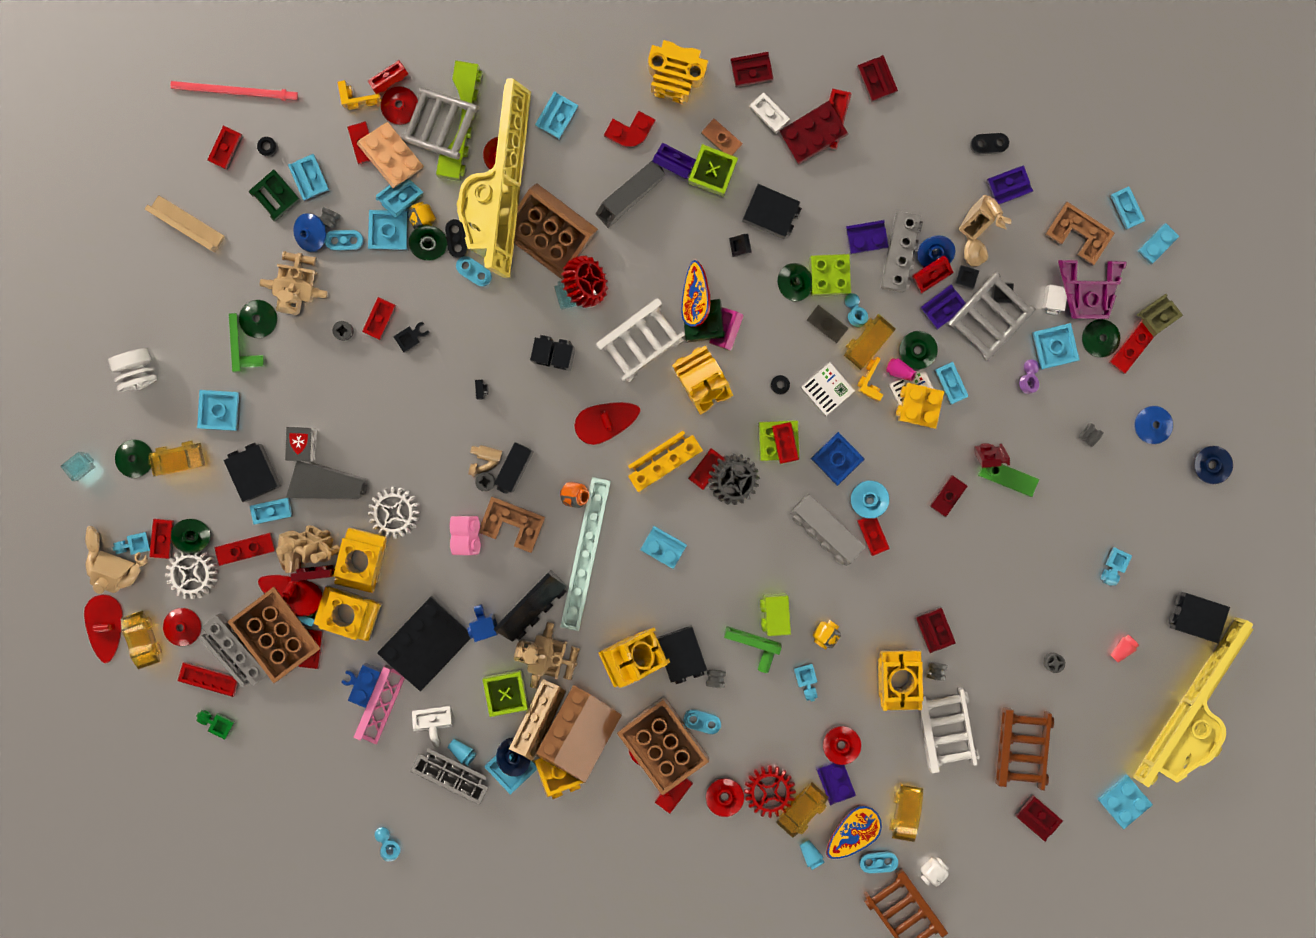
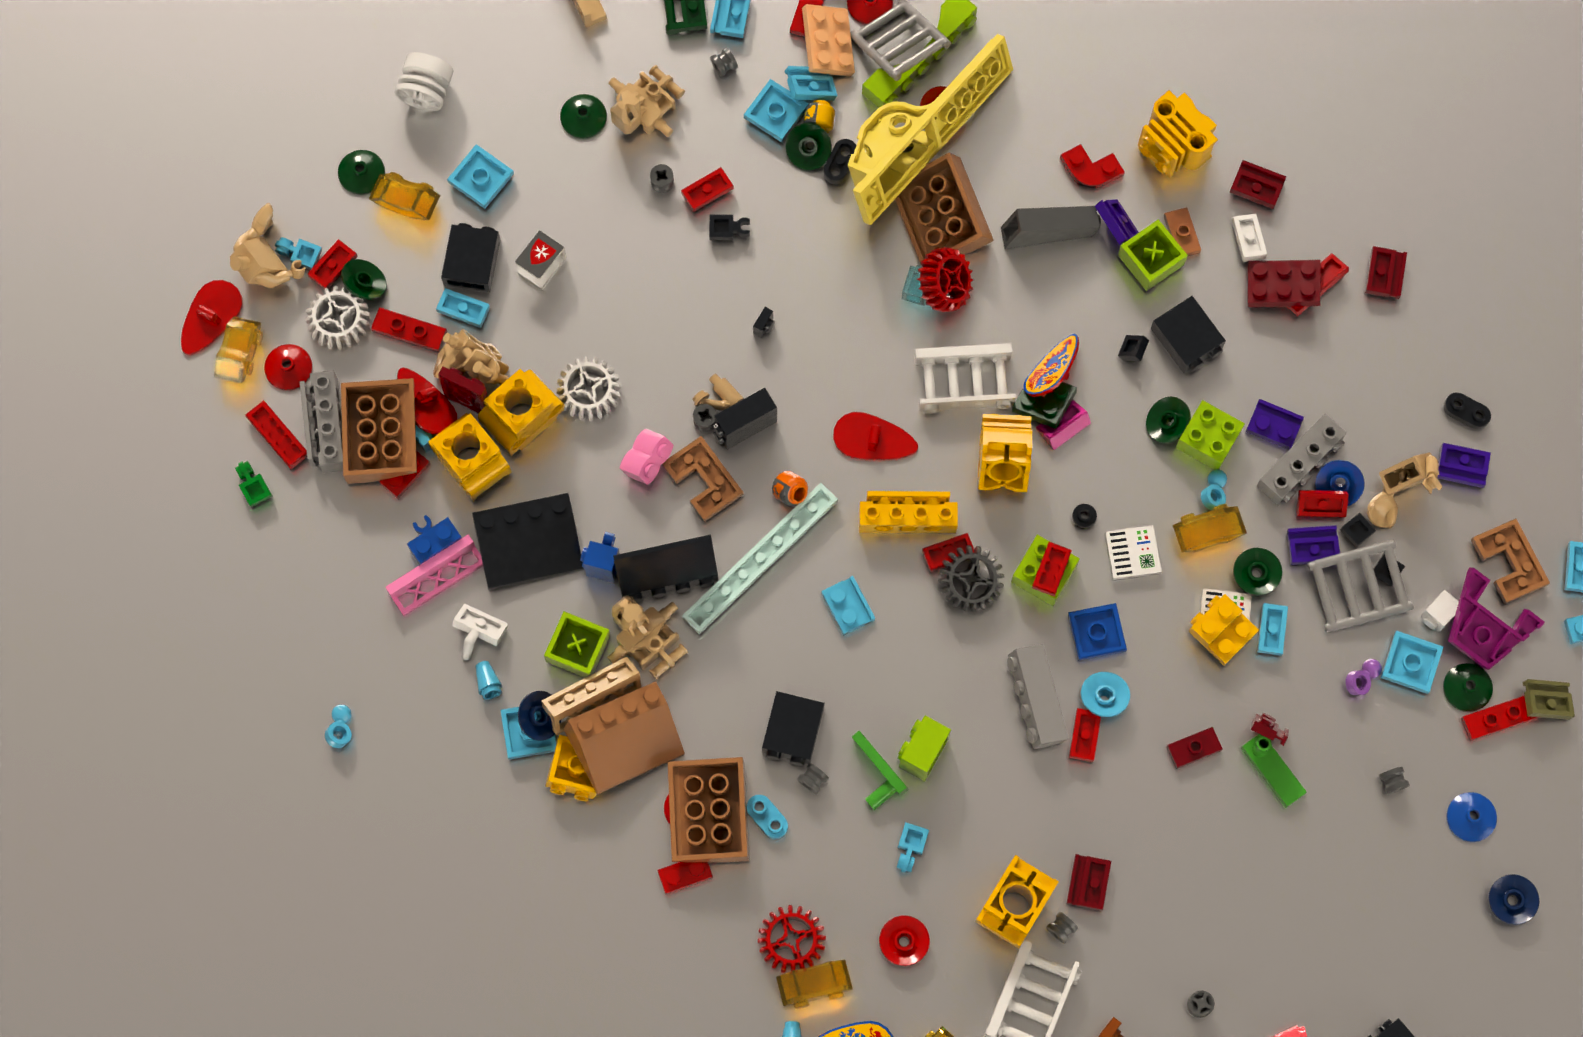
camera: 35 degrees right, 15 degrees down
(78, 466) = (301, 142): clear light blue brick -> none
(240, 361) = (534, 139): bright green piece -> none
(315, 230) = (695, 63): blue dish -> none
(322, 482) = (535, 311): dark grey slope -> none
(344, 240) = (725, 93): medium azure plate -> none
(448, 779) = (452, 695): light grey brick -> none
(473, 271) = (836, 203): medium azure plate -> none
(543, 352) = (860, 319): black piece -> none
(556, 115) = (1024, 106): medium azure plate -> none
(633, 658) = (739, 691): yellow piece -> none
(725, 807) = (733, 901): red dish -> none
(826, 634) = (965, 809): yellow head -> none
(827, 324) = (1175, 484): clear smoke plate -> none
(836, 782) = (871, 980): dark purple plate -> none
(872, 392) = (1180, 584): yellow bracket -> none
(900, 370) = (1224, 578): dark pink cone -> none
(1117, 561) = (1340, 938): medium azure plate -> none

